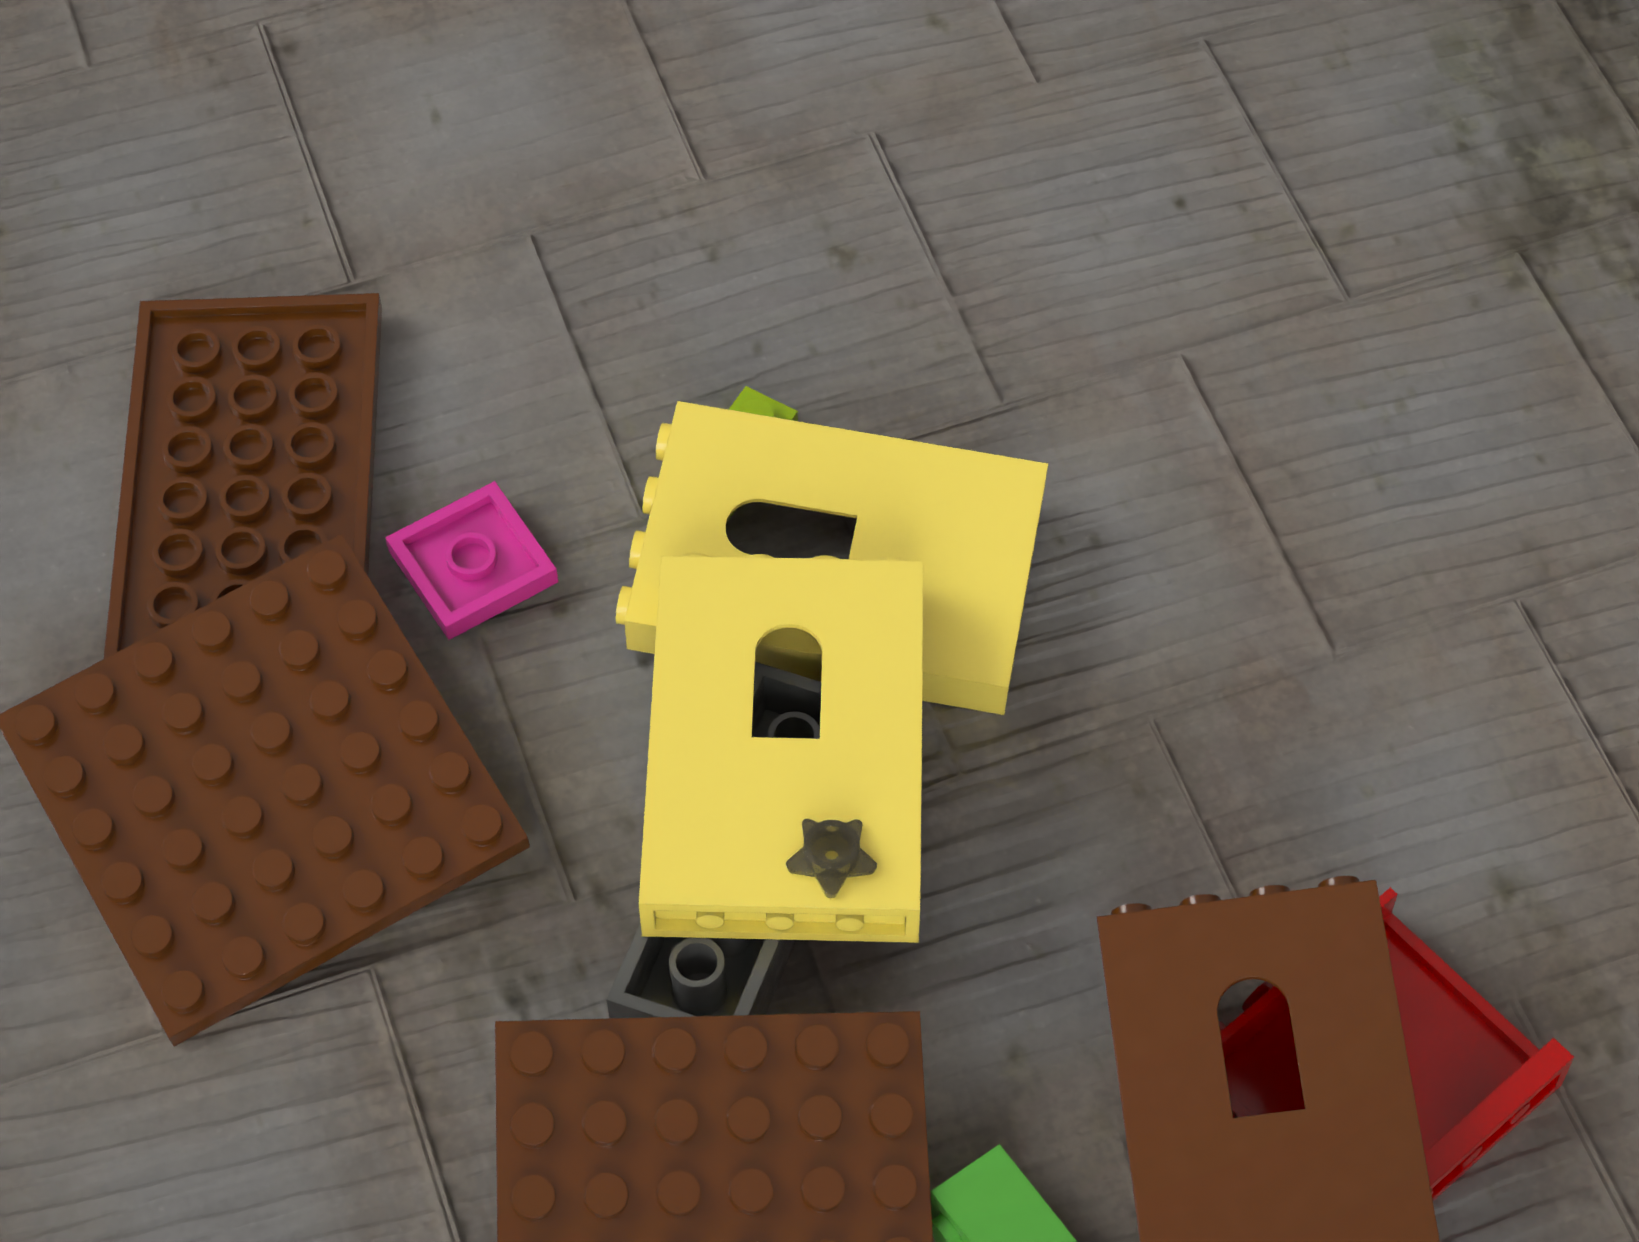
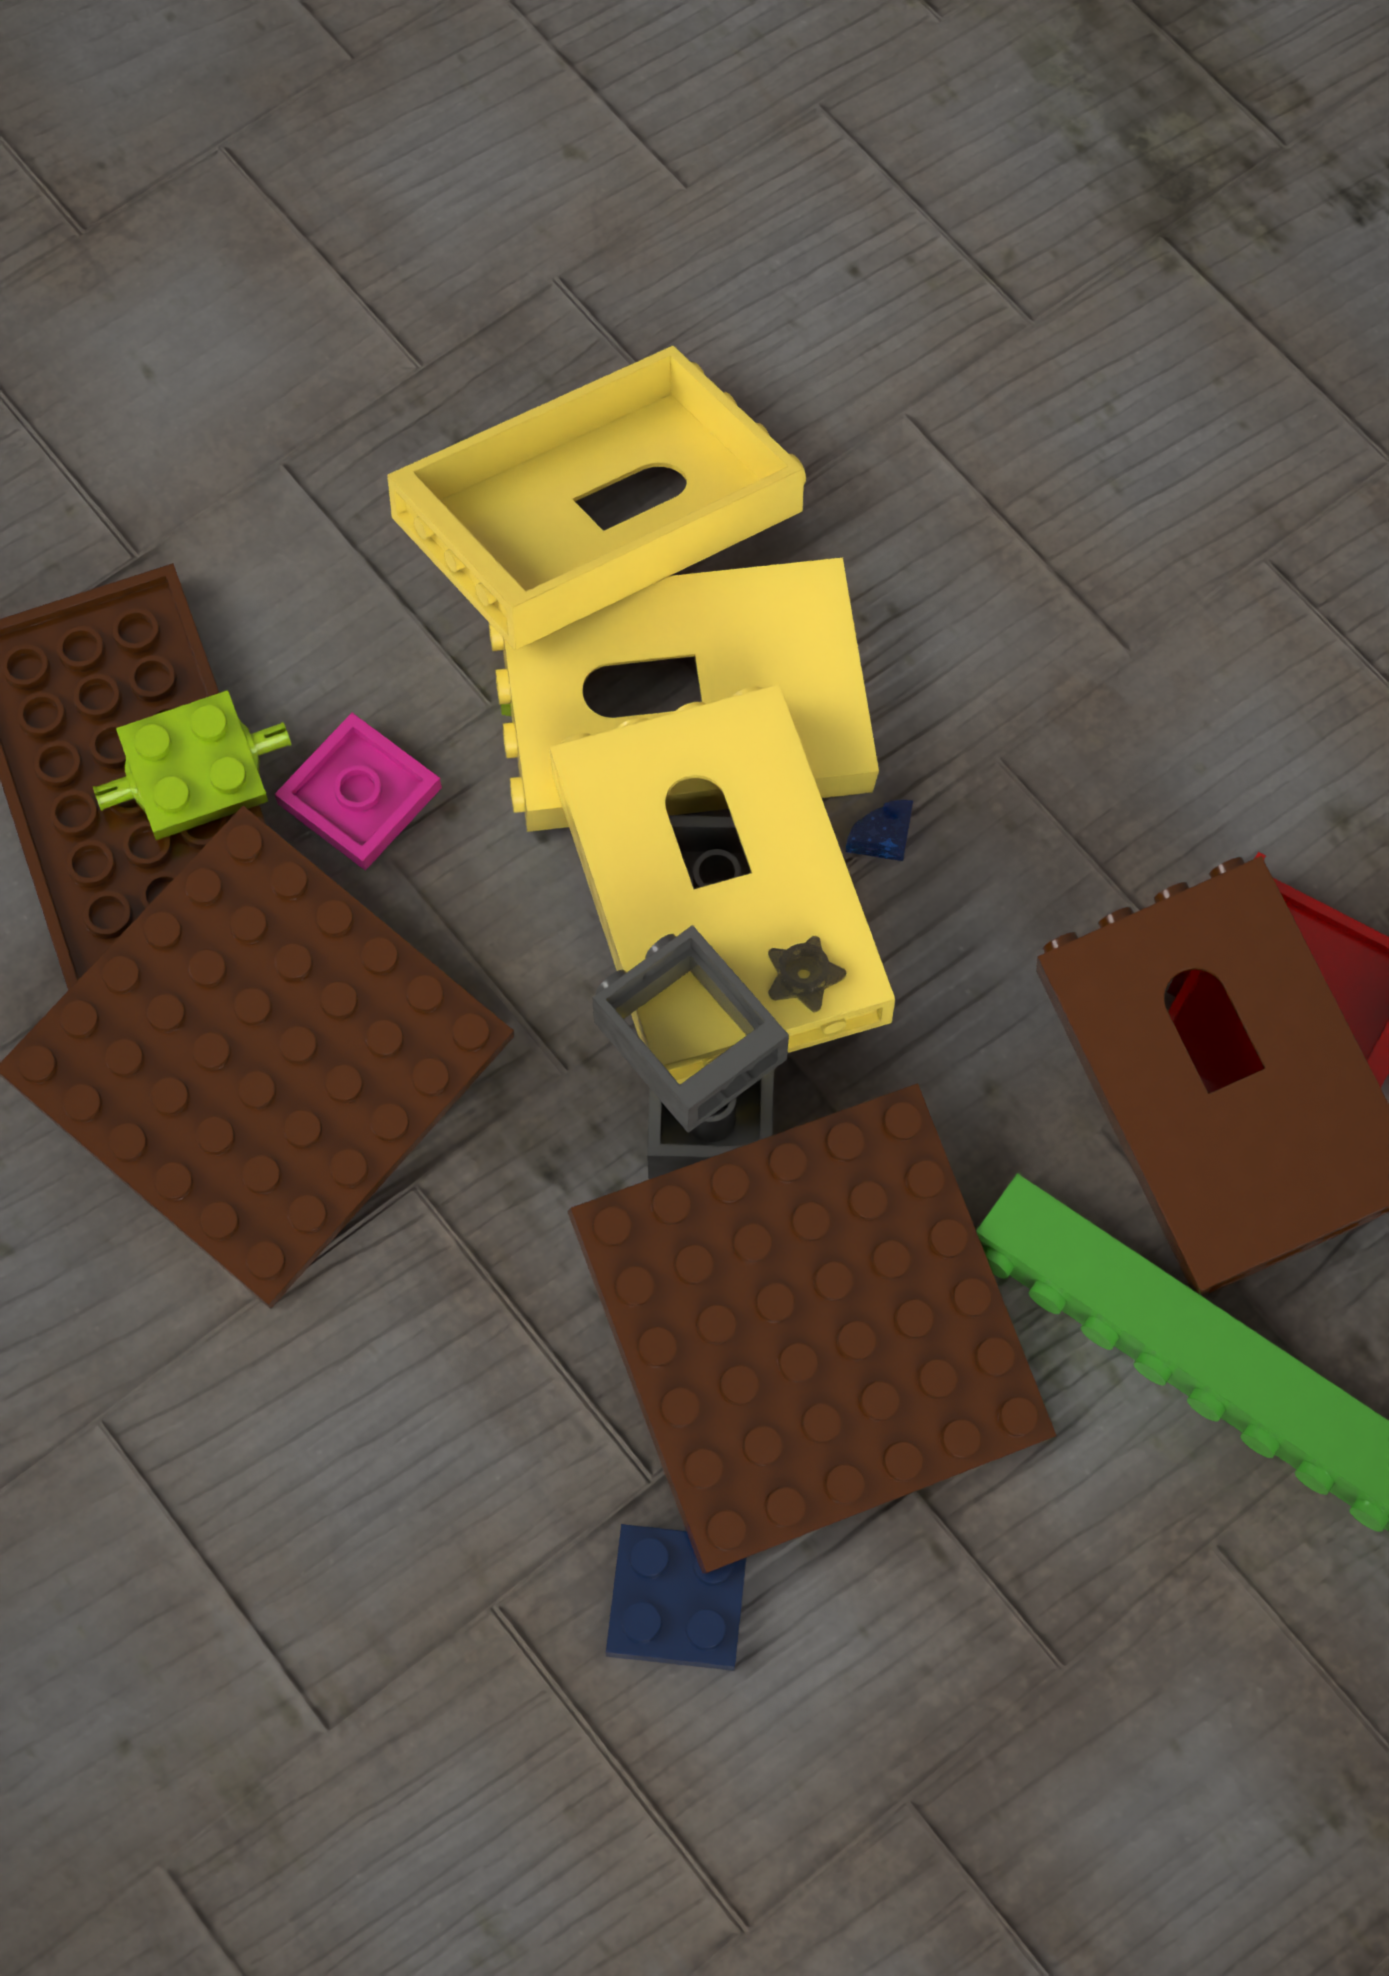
camera: 20 degrees left, 10 degrees up
(312, 484) = (191, 765): none -> lime plate
(702, 927) = (725, 1076): none -> dark grey window
(722, 324) = (506, 513): none -> light yellow panel
(997, 756) = (882, 831): none -> clear blue tile

